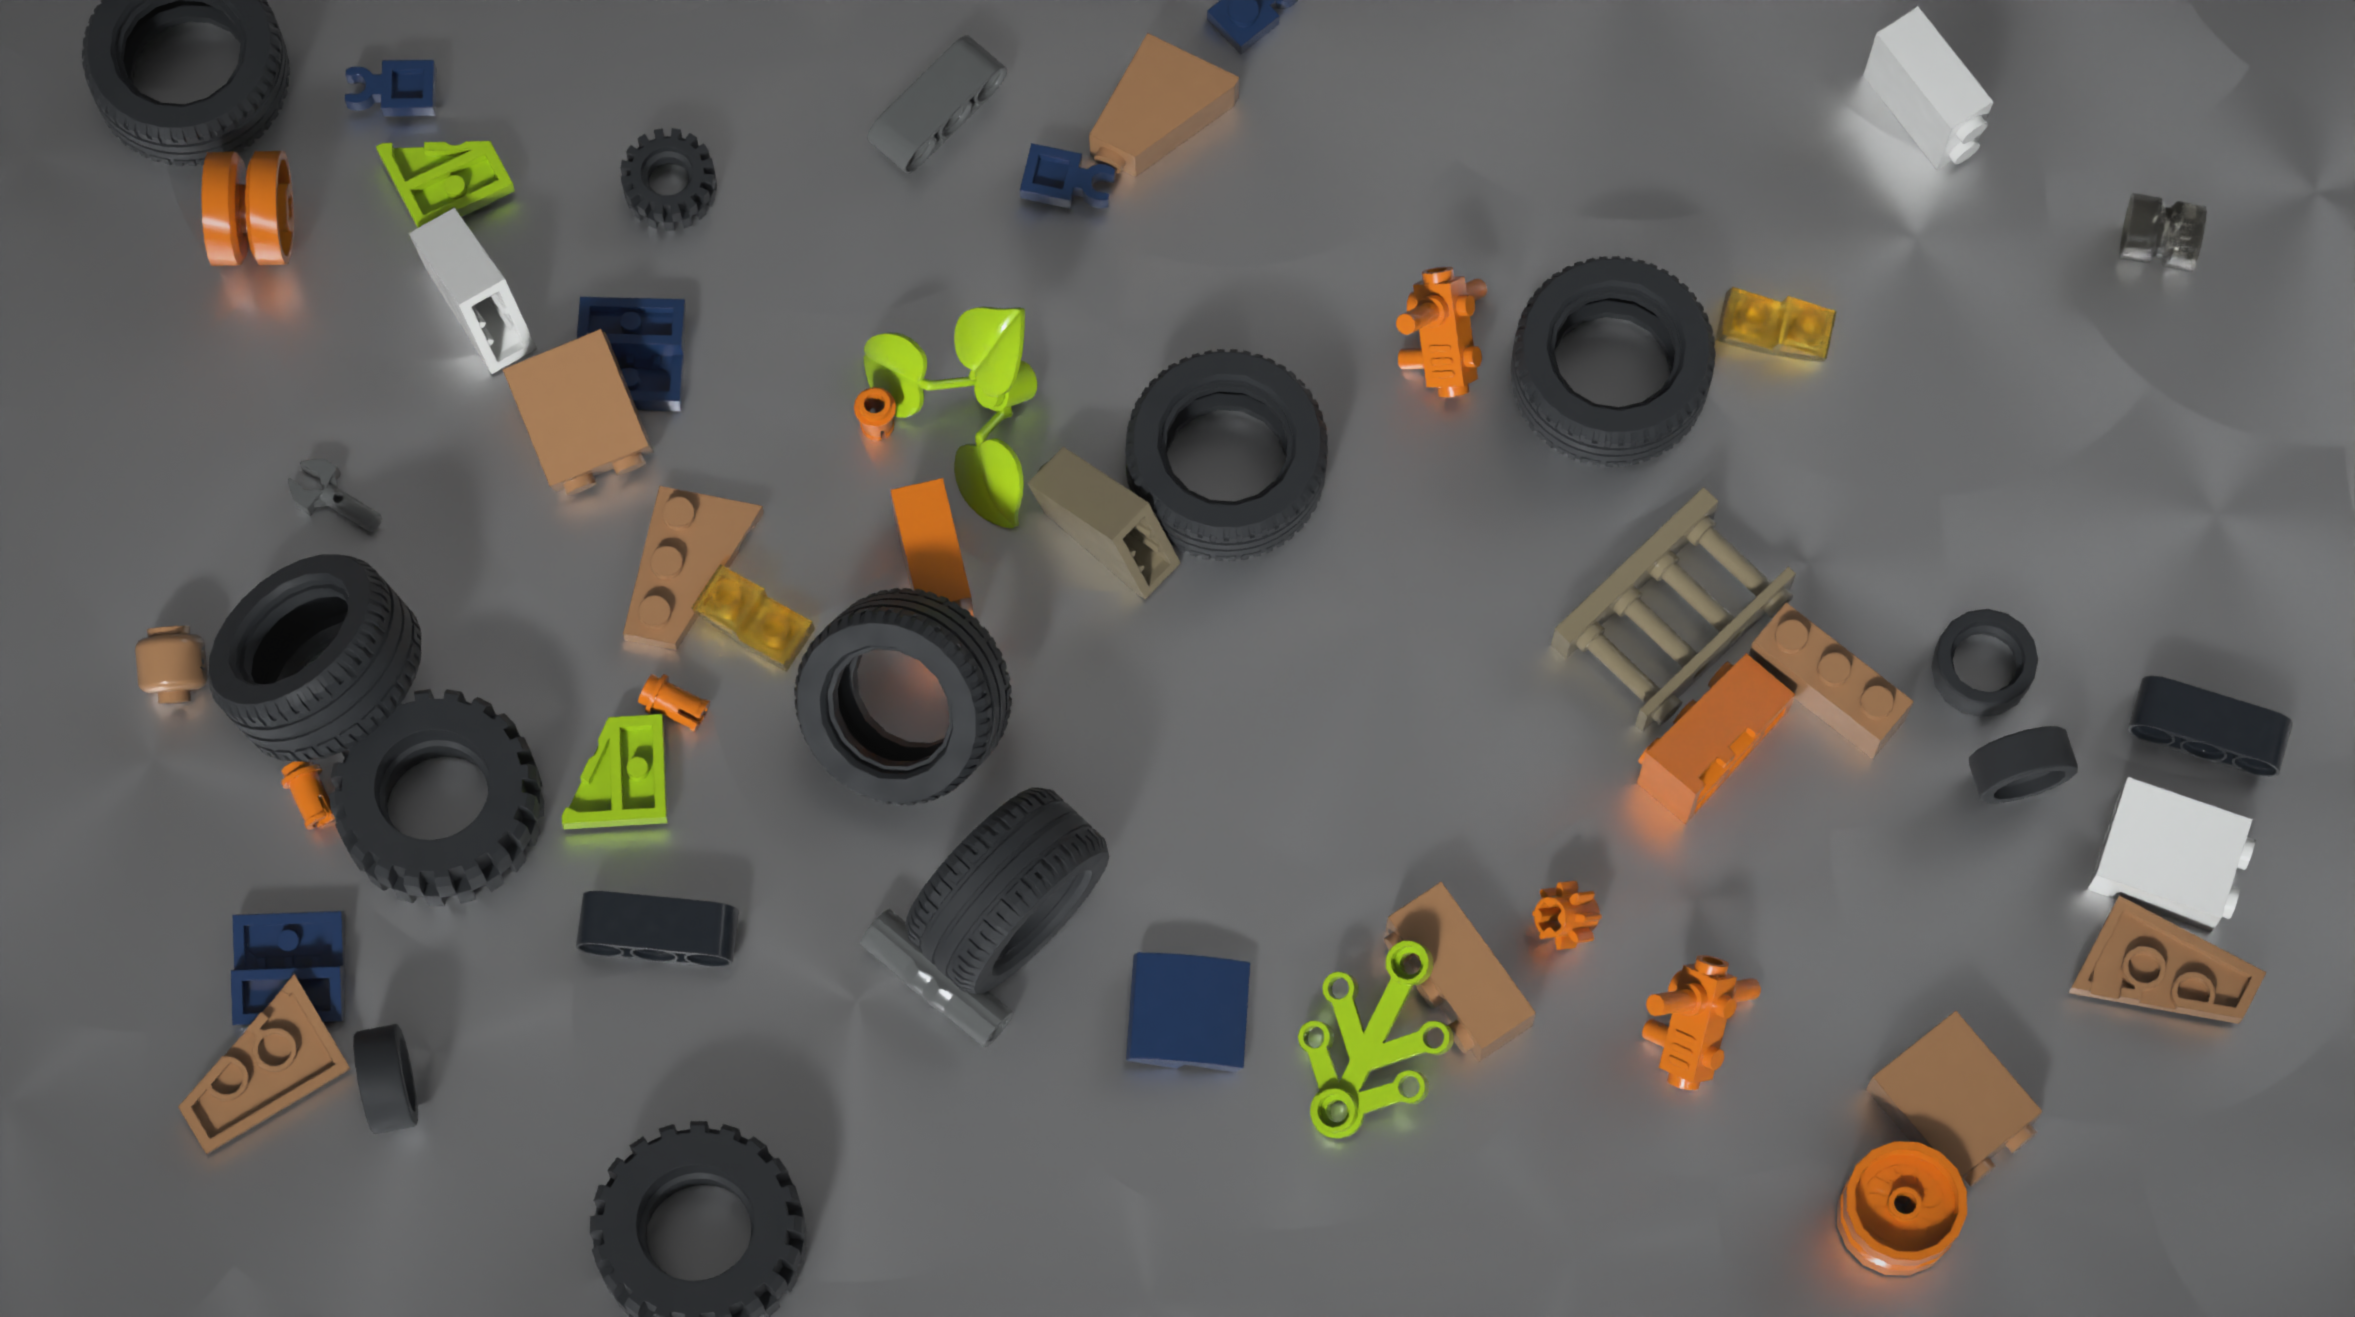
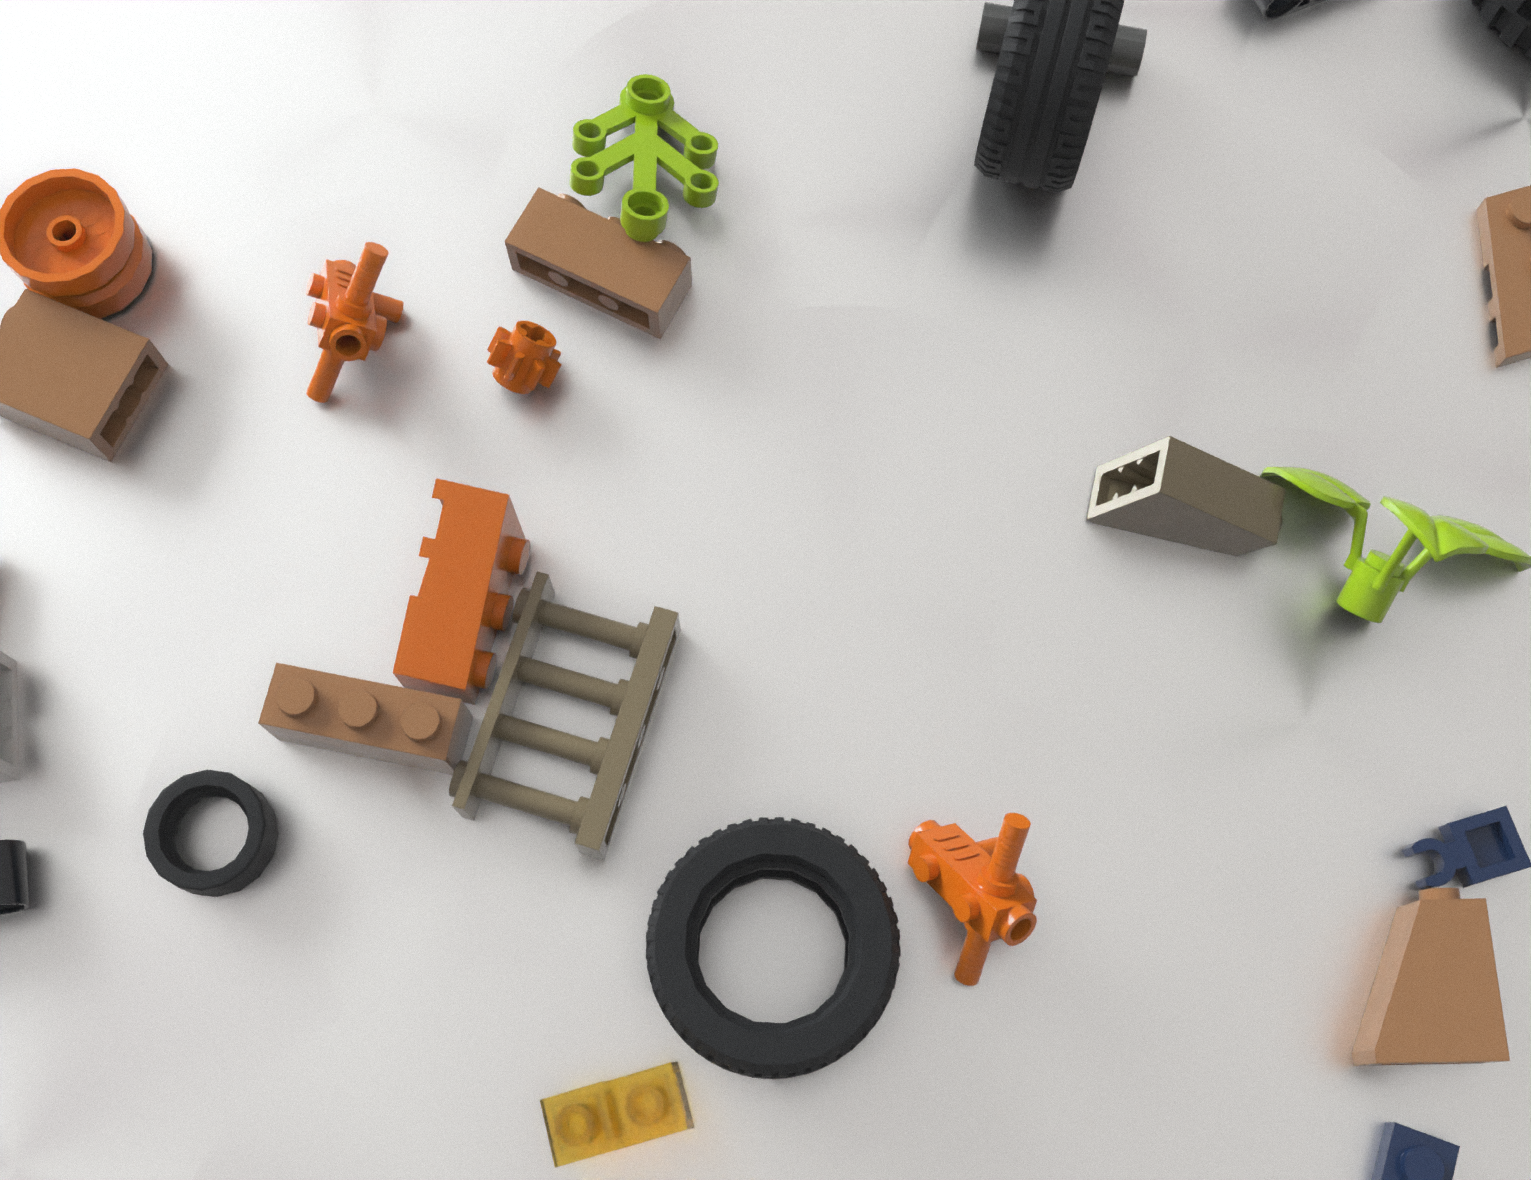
camera: 150 degrees right, 0 degrees up
(624, 777) = (1439, 70): lime wing -> none
(673, 702) = (1448, 150): orange pin -> none
(753, 618) = (1447, 259): clear yellow slope -> none
(858, 747) = (1263, 197): black tyre -> none
(884, 408) = (1476, 487): orange pin -> none
(930, 541) = (1319, 361): orange brick -> none
(1188, 1011) = (826, 119): dark blue slope -> none
(1231, 384) = (1165, 557): black tyre -> none
(2023, 764) = (115, 725): black tyre -> none

